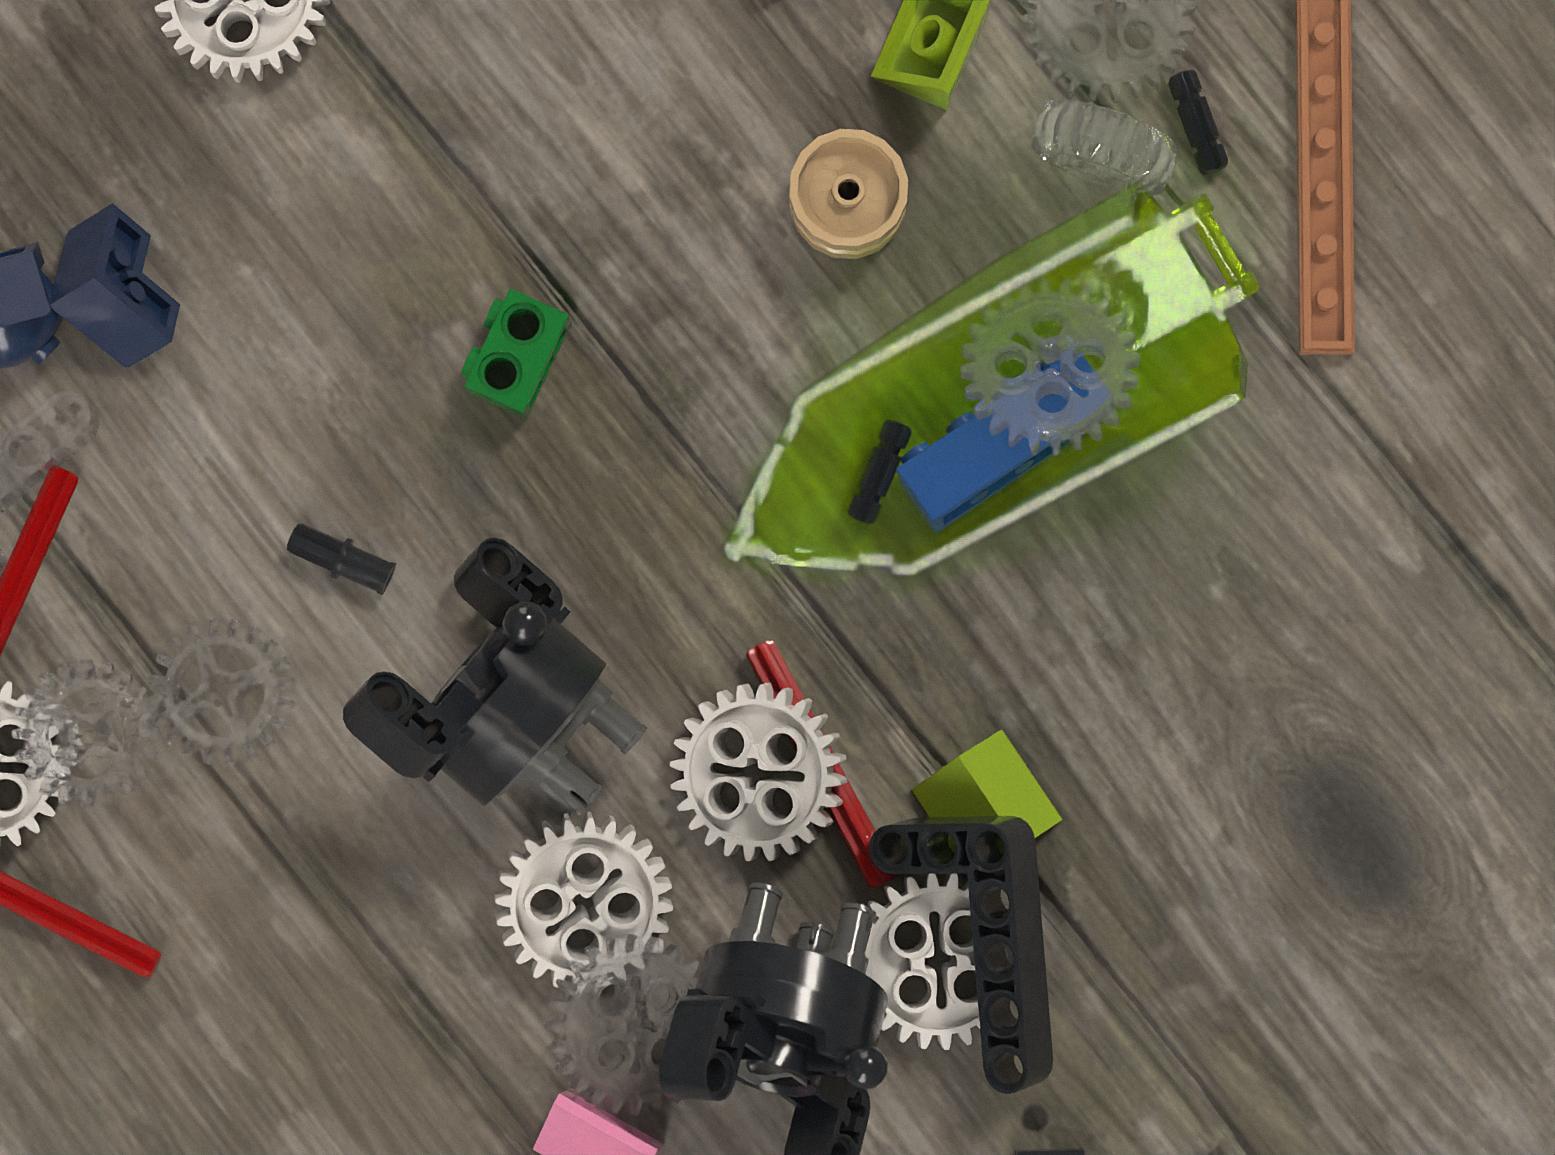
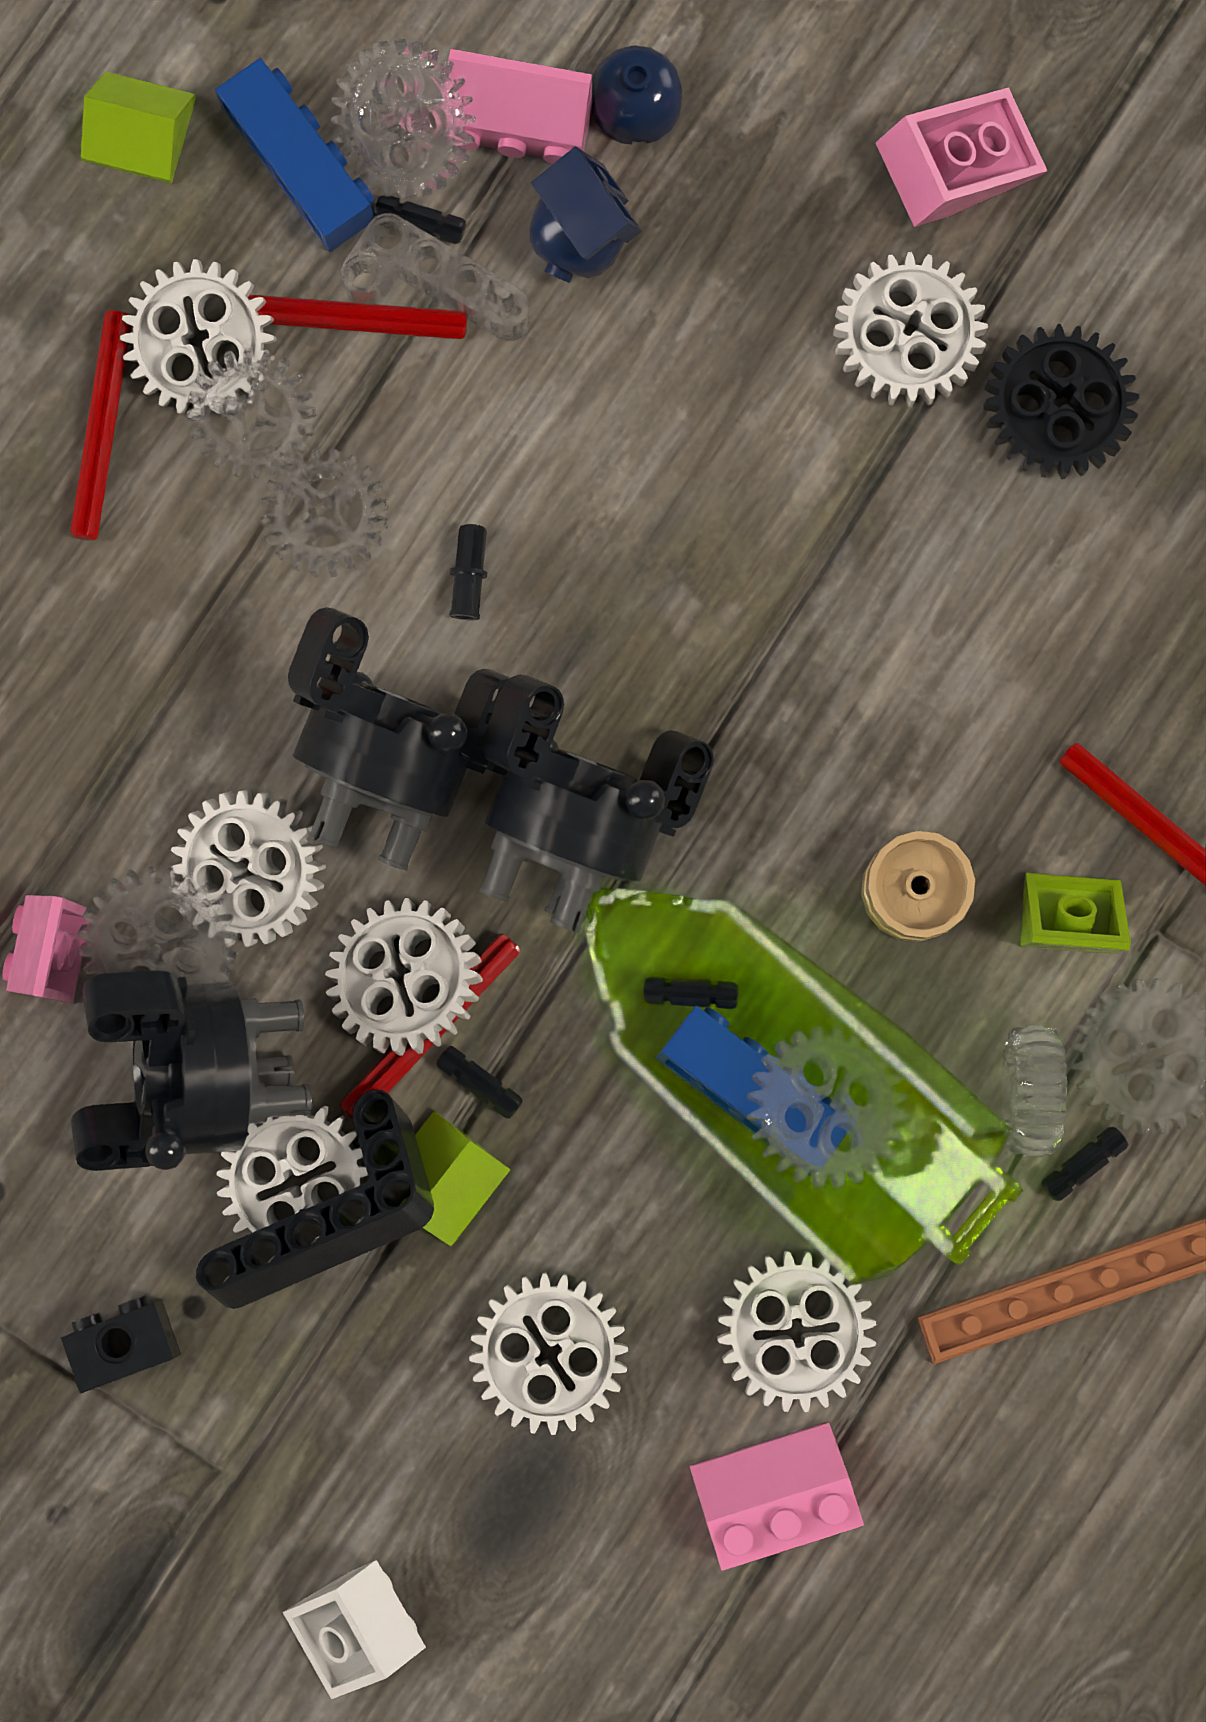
camera: 65 degrees right, 0 degrees up
(105, 291) = (620, 306): dark blue panel -> none
(529, 357) = (687, 670): green brick -> none
(646, 523) = (575, 810): none -> black piece
(897, 730) = (479, 1082): none -> black axle
(1196, 704) = (511, 1376): none -> white gear
(1320, 494) = (800, 1376): none -> white gear
(1432, 1053) = (355, 1630): none -> white slope
(1436, 563) = (776, 1496): none -> bright pink slope

